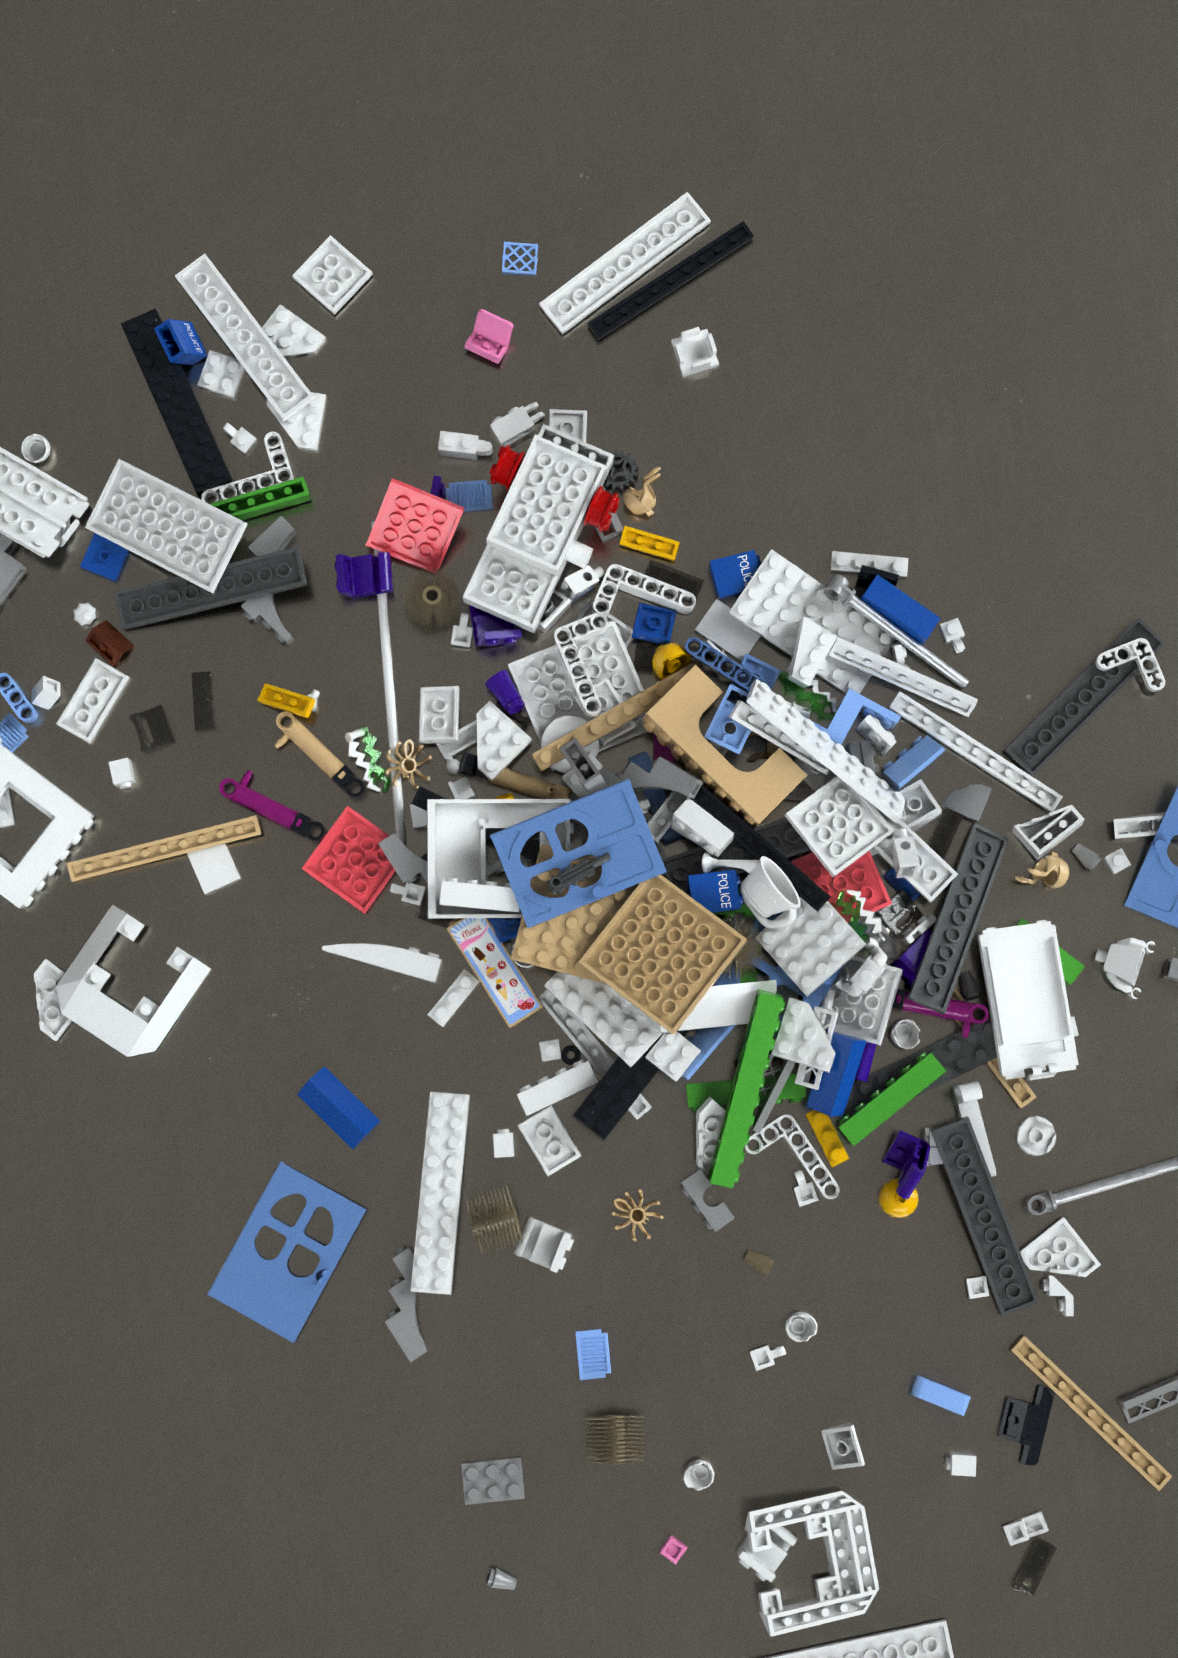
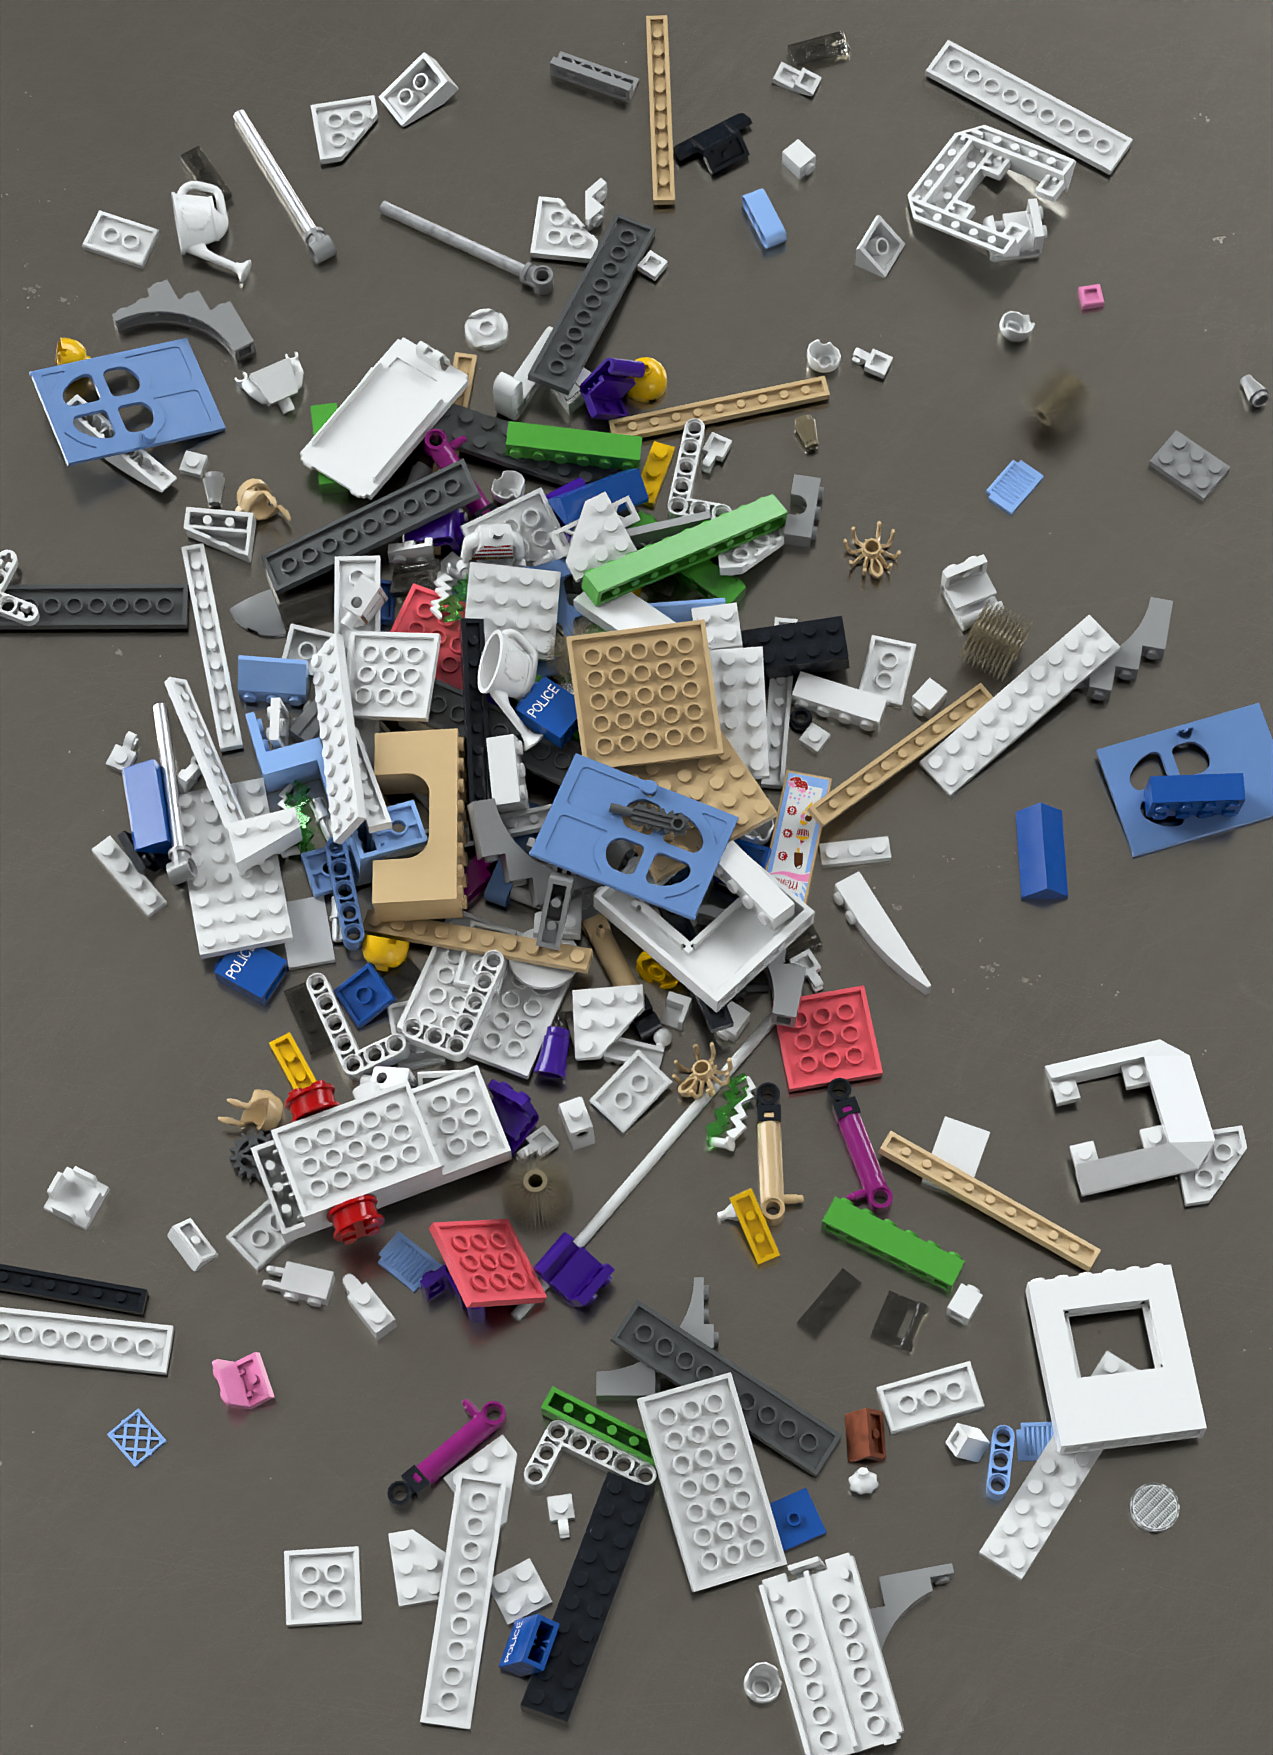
camera: 130 degrees left, 15 degrees down
(197, 769) = (893, 1243): none -> bright green brick
(271, 1232) = (1194, 795): none -> blue brick
(334, 410) = (419, 1478): none -> magenta piece
(453, 665) = (576, 1120): none -> white torso
(482, 1086) = (899, 756): none -> tan plate
(602, 390) = (191, 1244): none -> white slope
(830, 1223) = (723, 408): none -> tan plate

